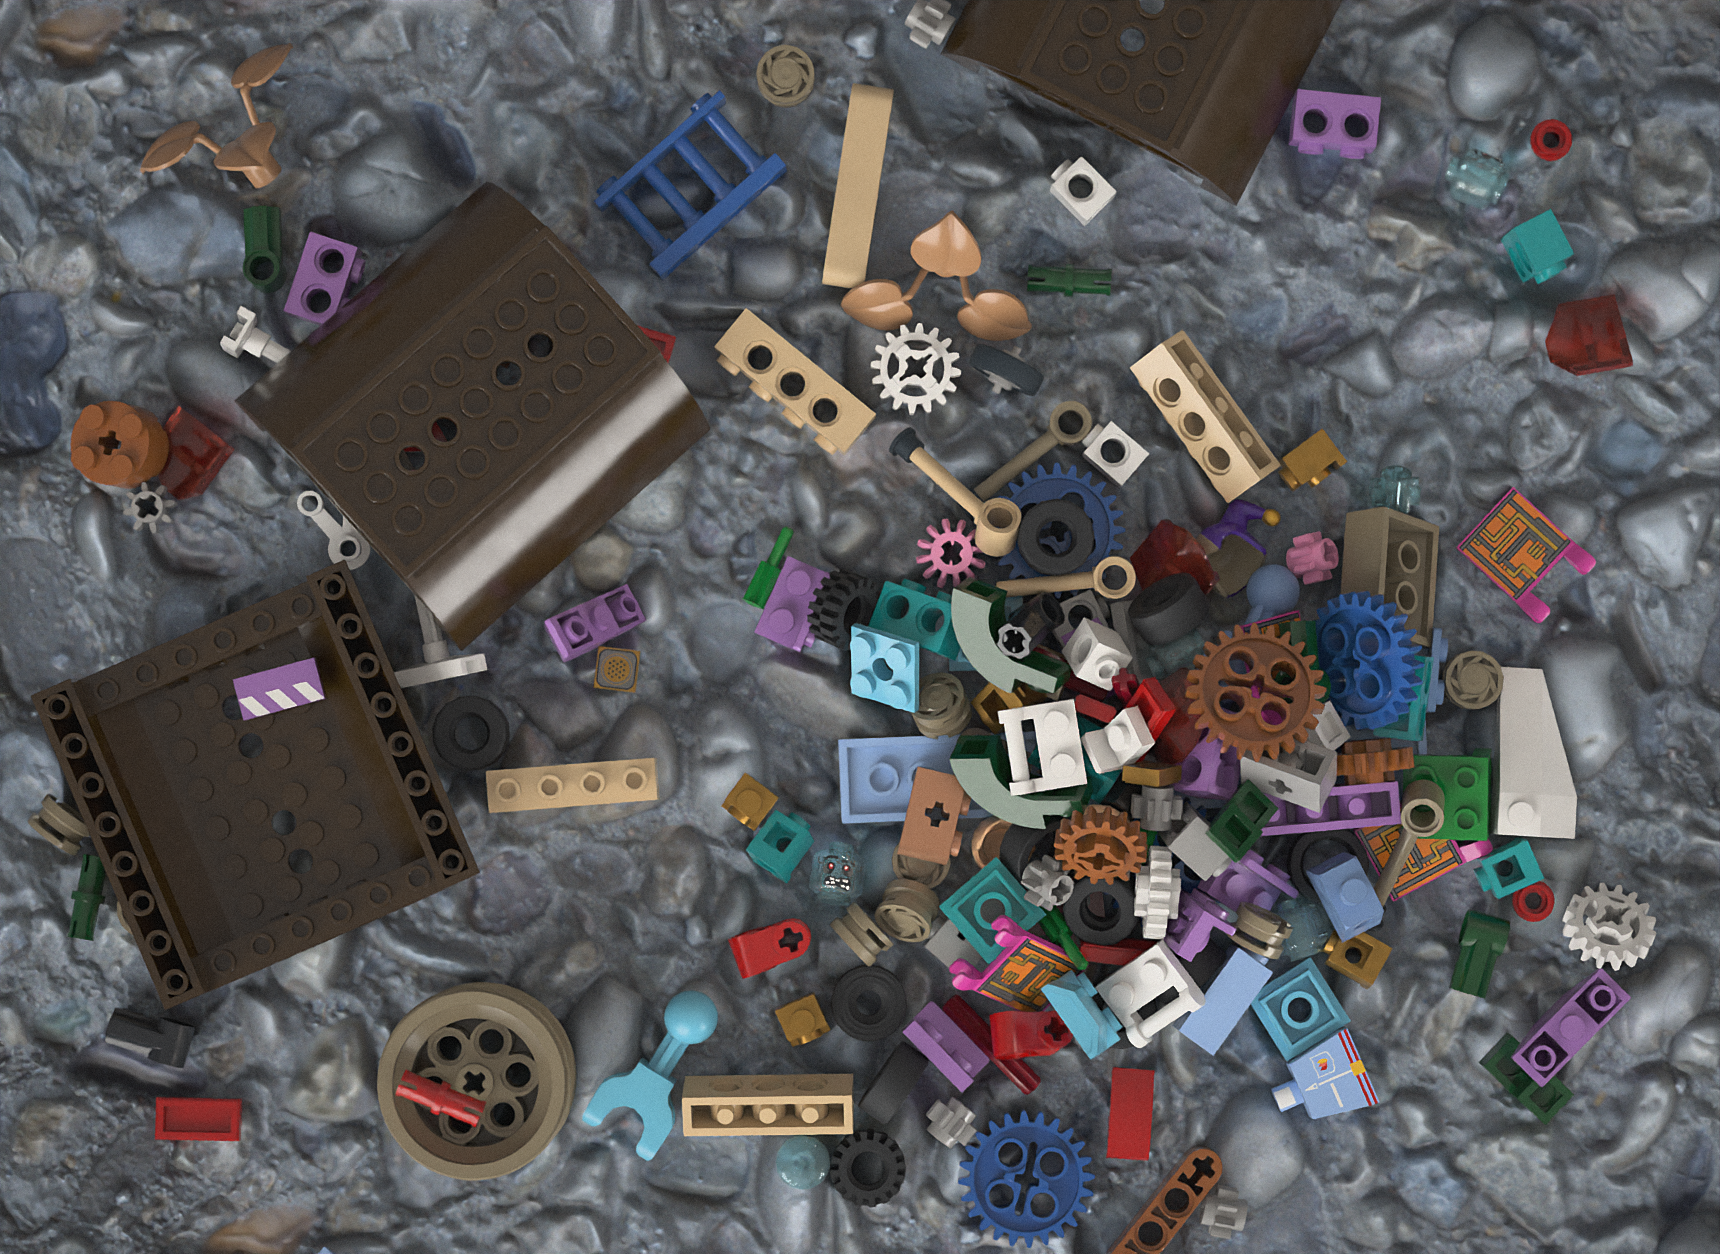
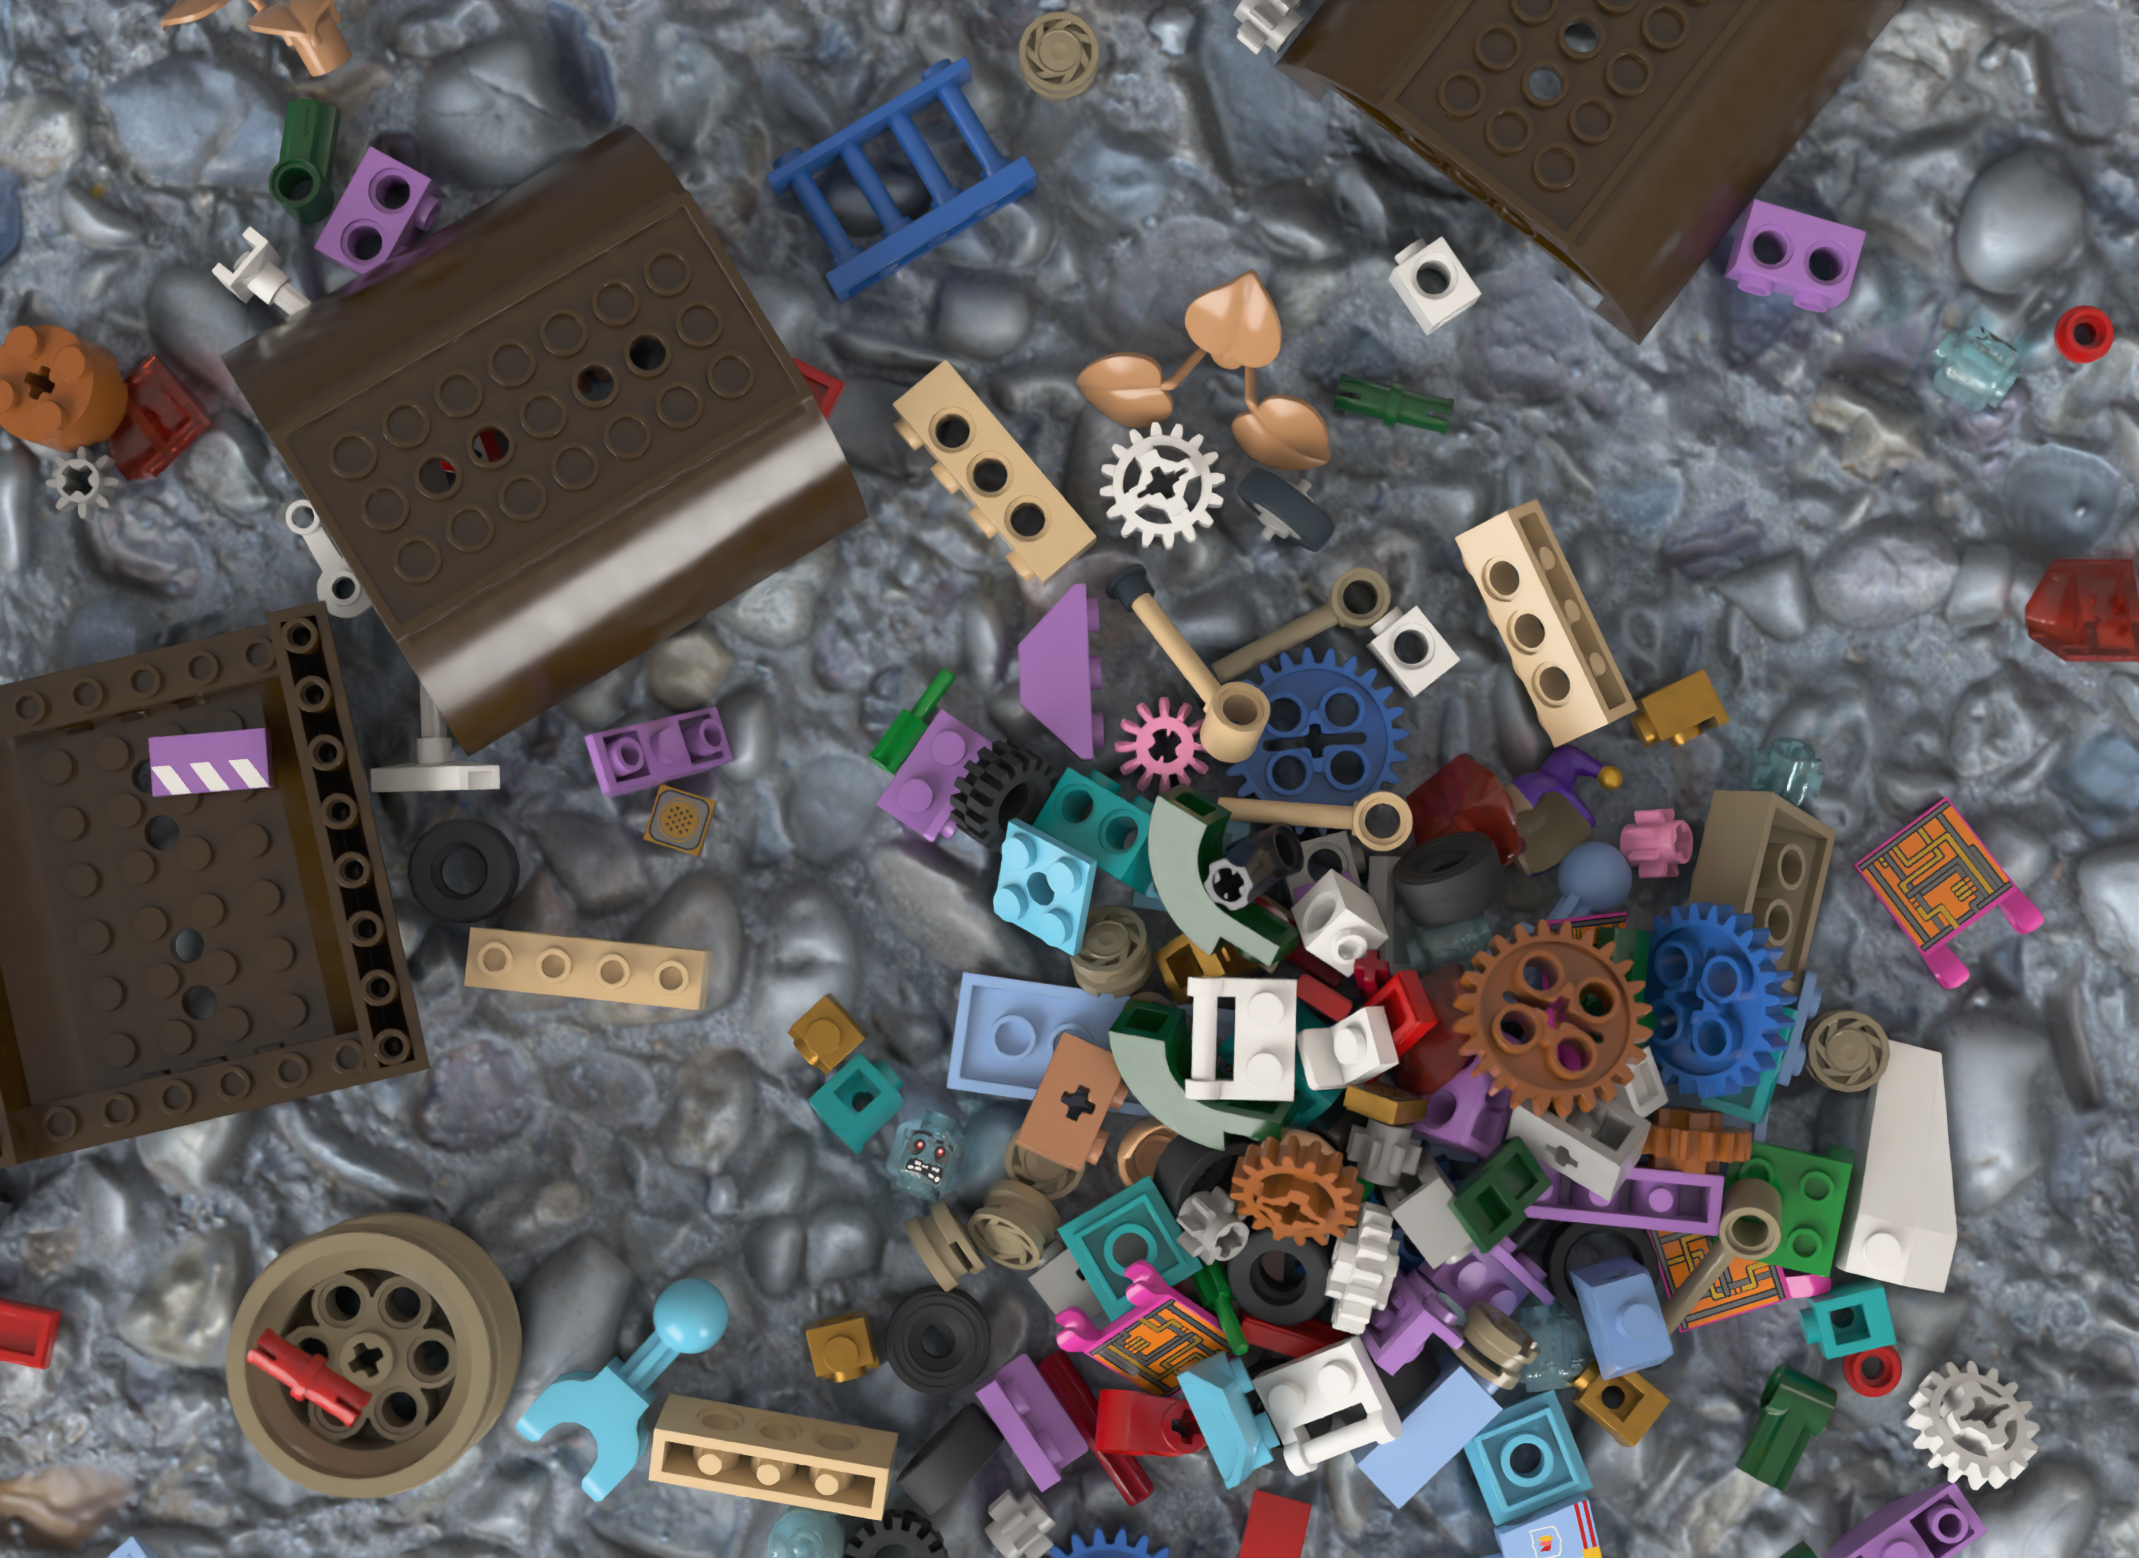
camera: 10 degrees right, 0 degrees up
(763, 949) = (808, 1240): red piece -> none
(857, 186) = (1129, 222): tan beam -> none
(868, 515) = (1060, 673): none -> medium lavender slope
(1080, 528) = (1348, 750): black tyre -> none
(1538, 248) = (2045, 476): teal brick -> none

